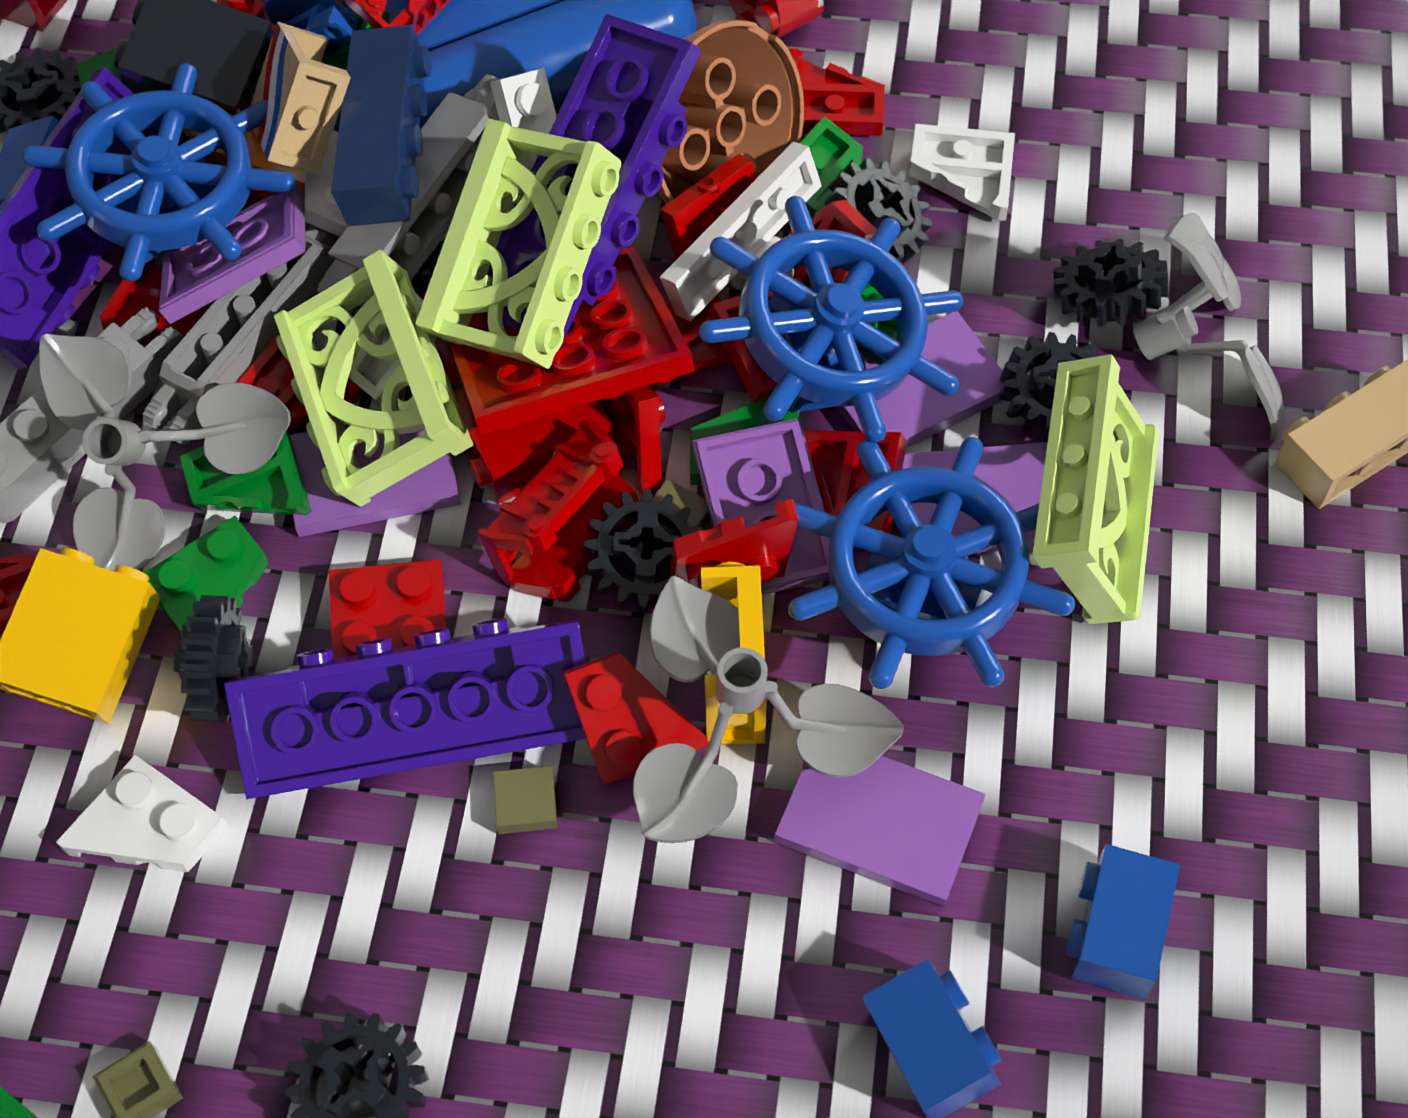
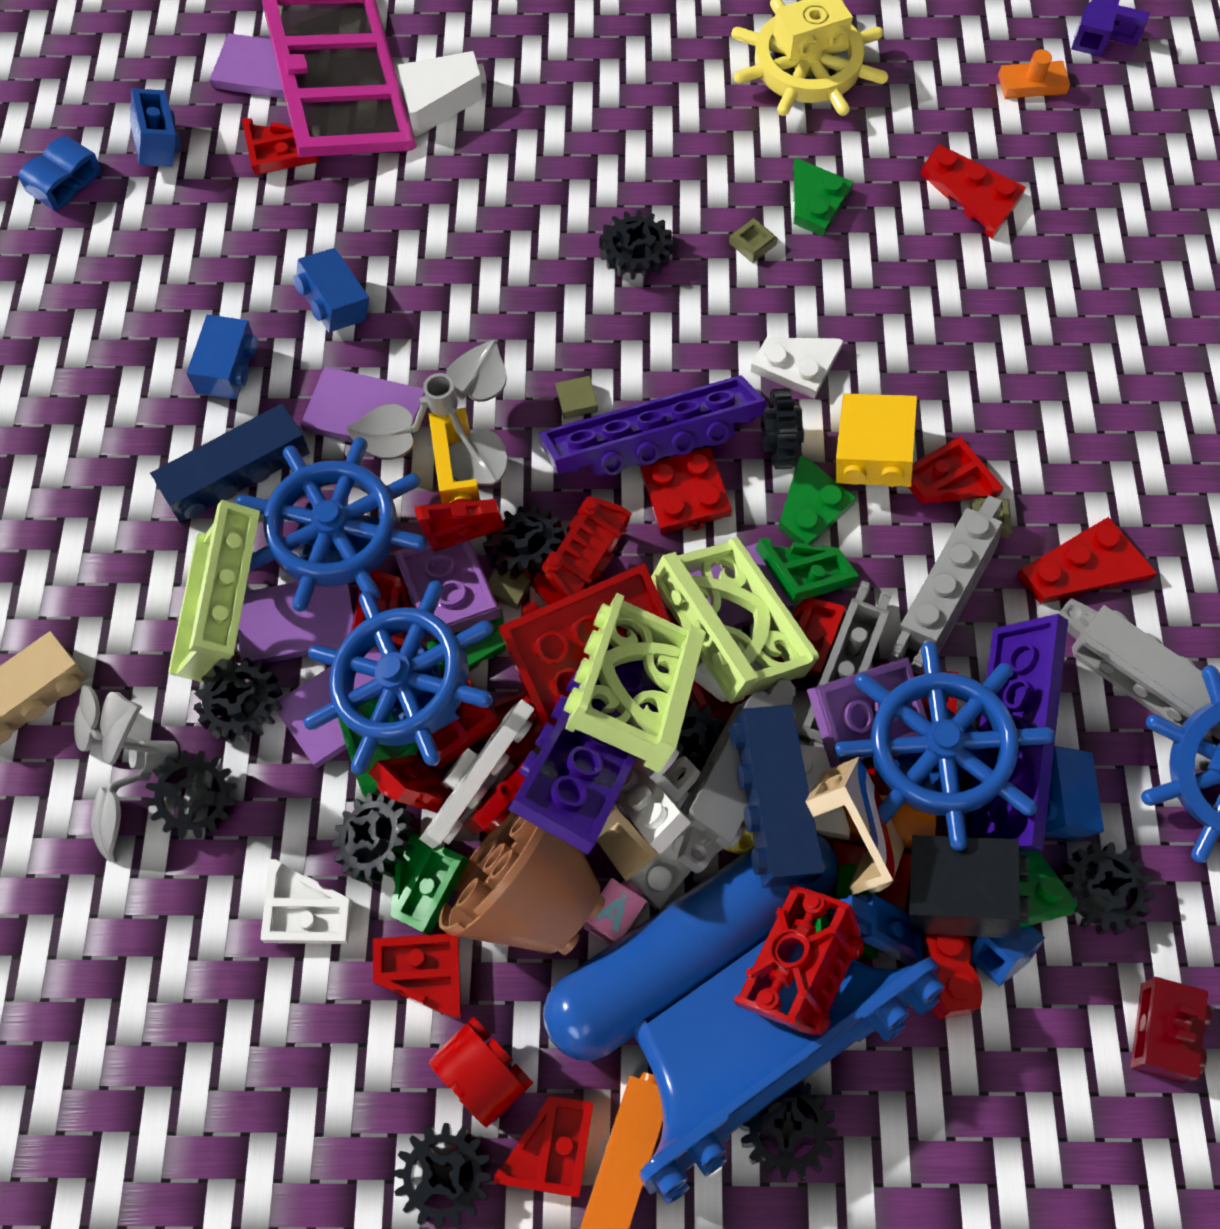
camera: 170 degrees right, 5 degrees up
(91, 375) = (880, 522): light grey plant -> none
(624, 716) = (526, 433): red wing -> none
(1093, 732) = (229, 463): none -> dark blue brick

